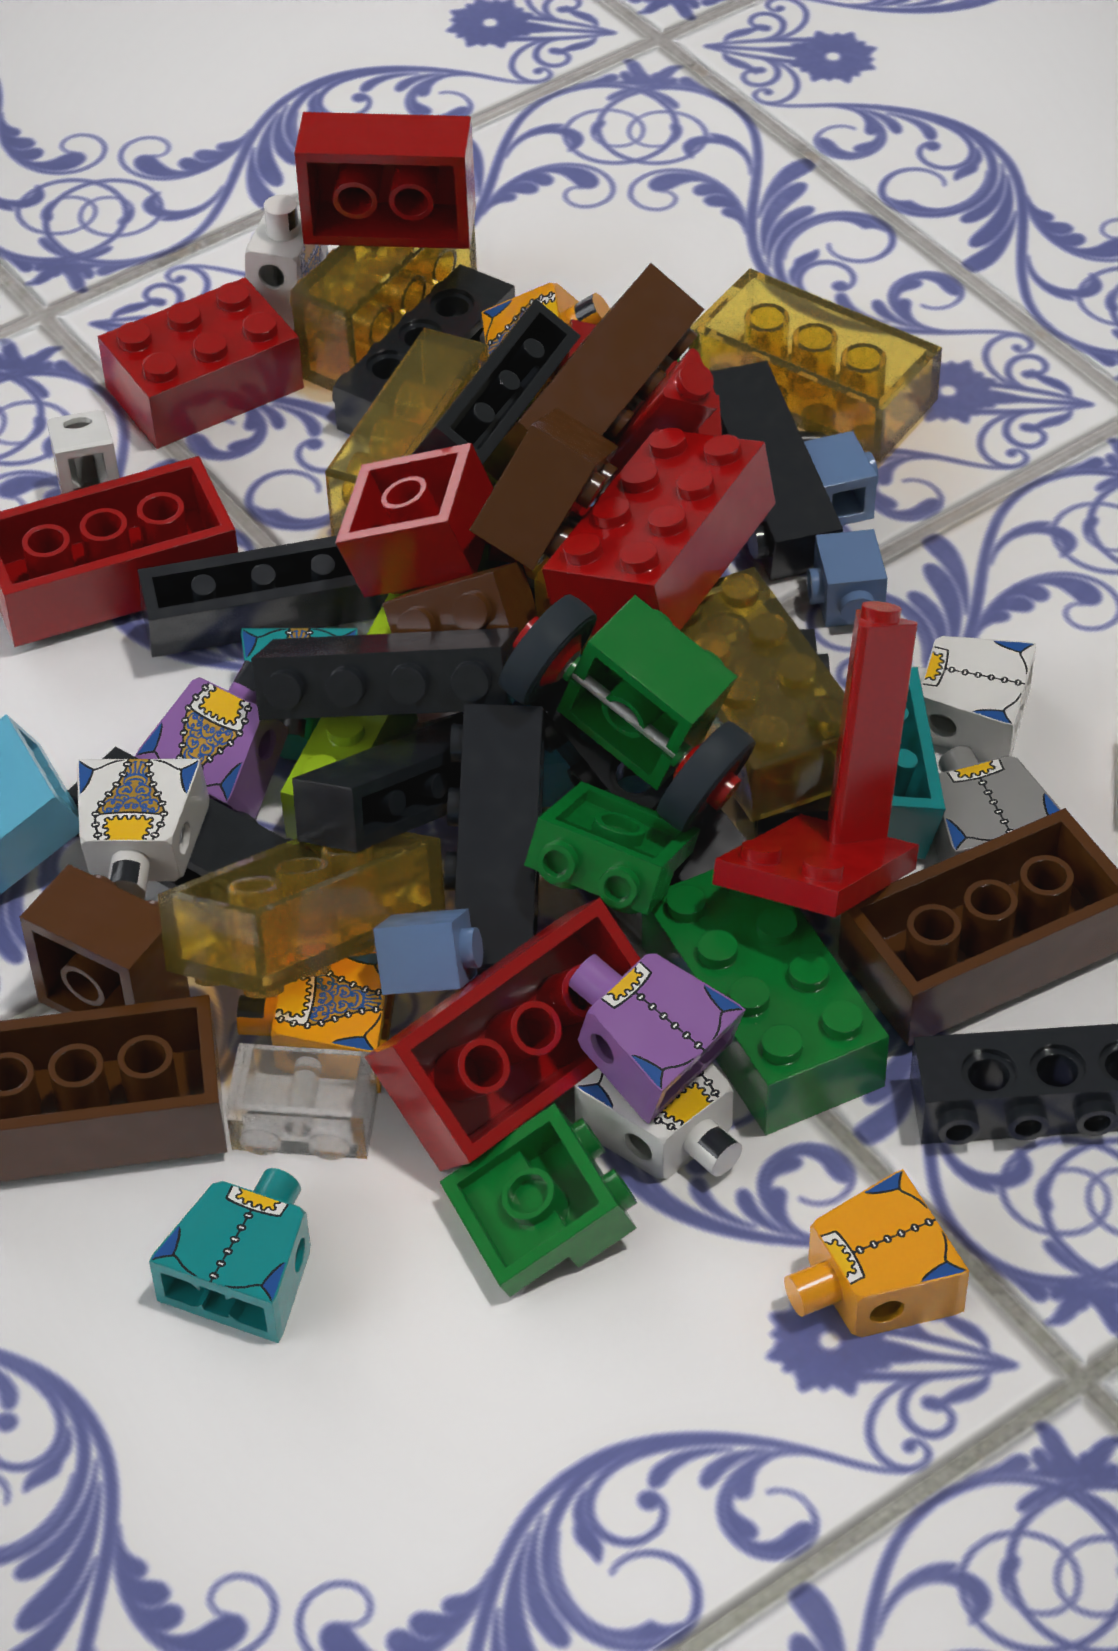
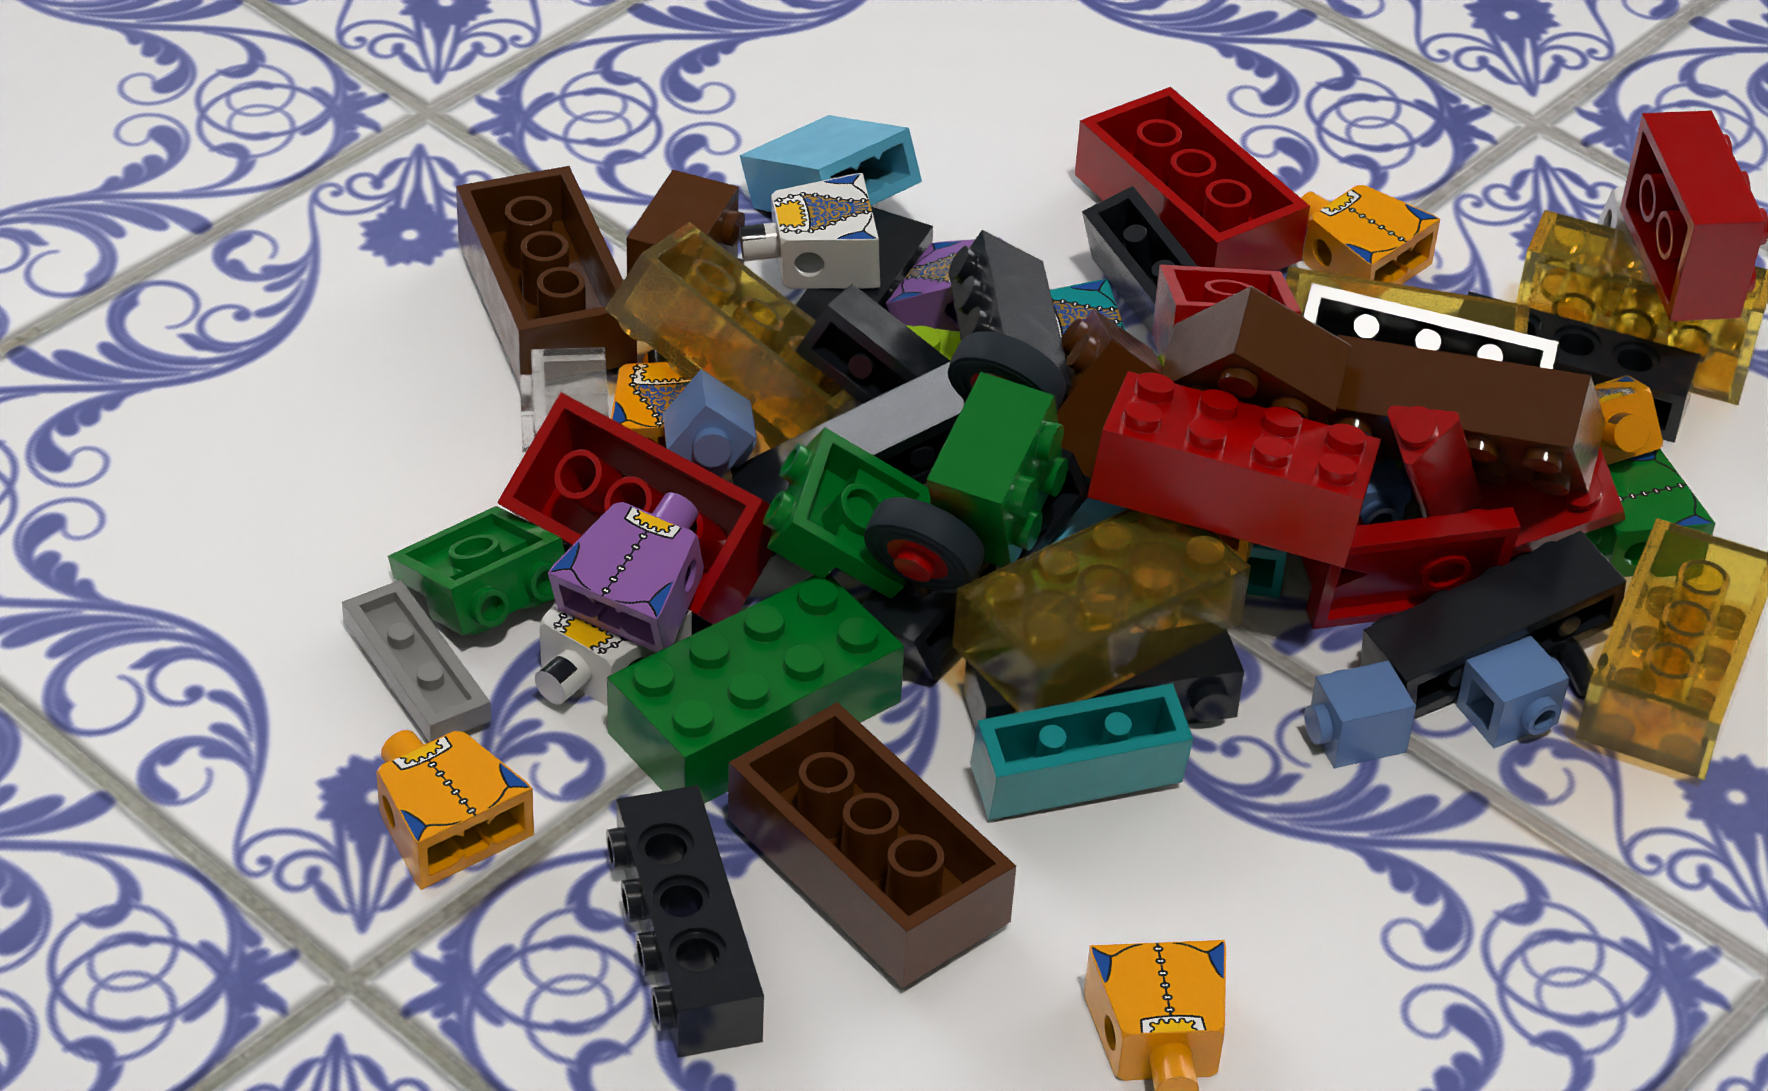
camera: 75 degrees right, 5 degrees down
(82, 450) = (1301, 147): white torso -> none
(201, 362) = (1484, 206): red brick -> none
(225, 437) = (1368, 236): none -> light orange torso
(237, 1256) = (400, 399): teal torso -> none
(661, 1276) = (416, 661): none -> light grey plate
(848, 856) = (901, 685): red piece -> none
(977, 693) = (1216, 826): white torso -> none
(985, 800) = (1050, 840): light grey torso -> none

